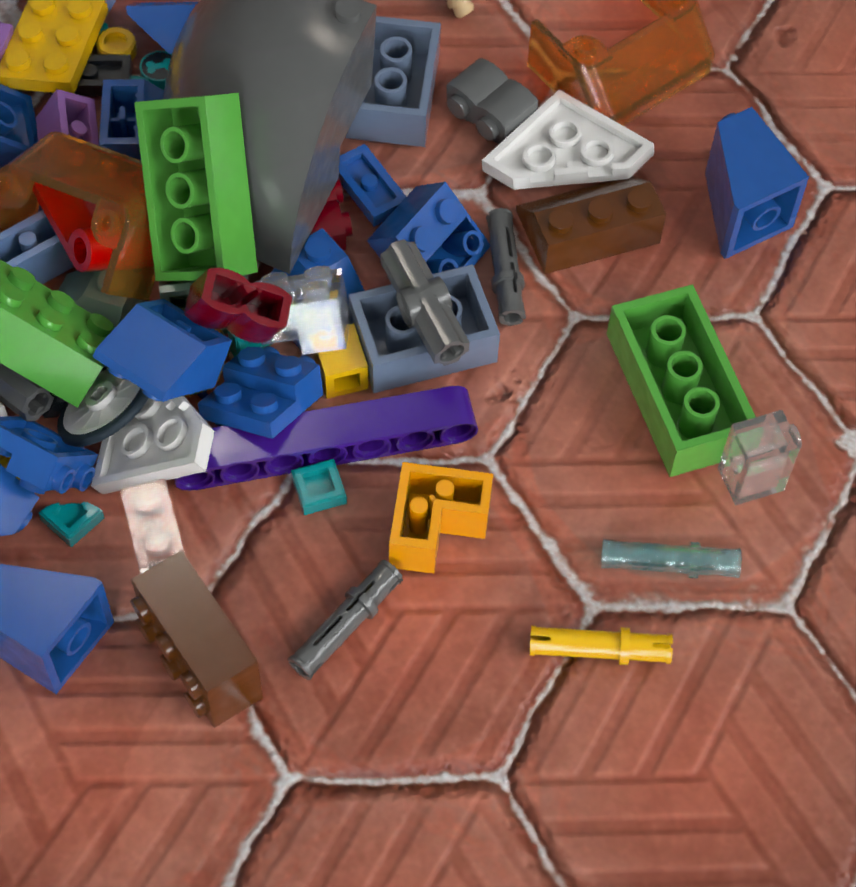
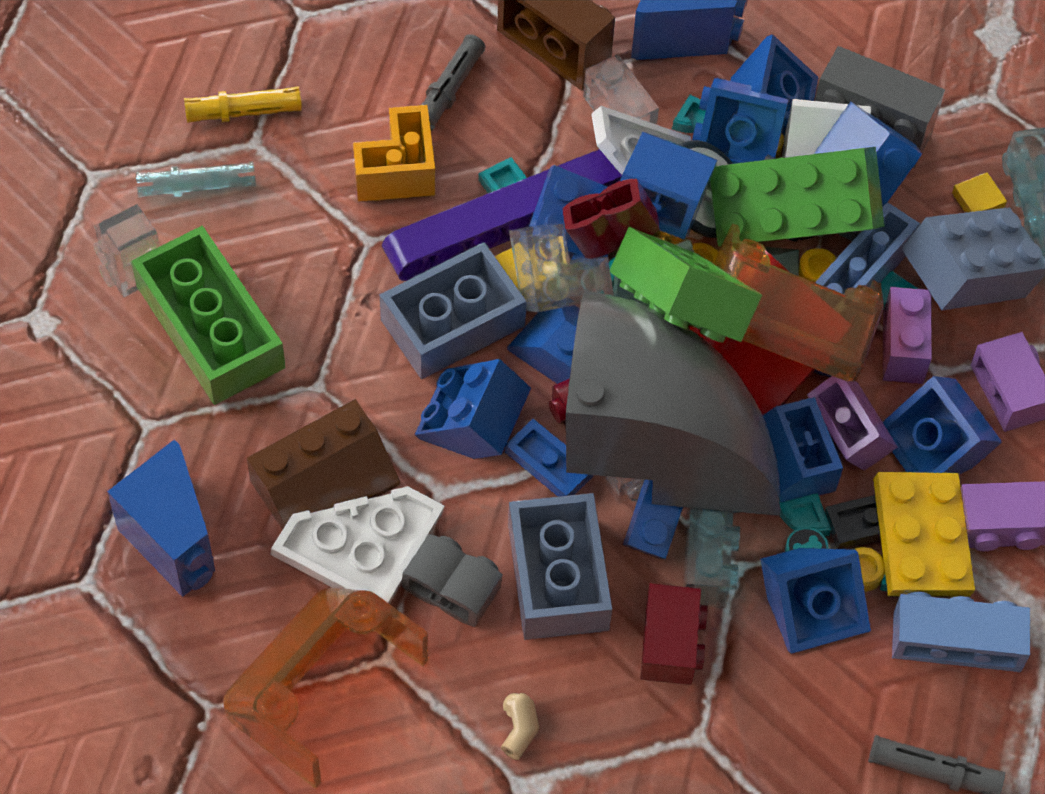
camera: 165 degrees right, 0 degrees up
(424, 302) = (453, 289): dark grey piece -> none
(507, 279) = (389, 392): dark grey pin -> none

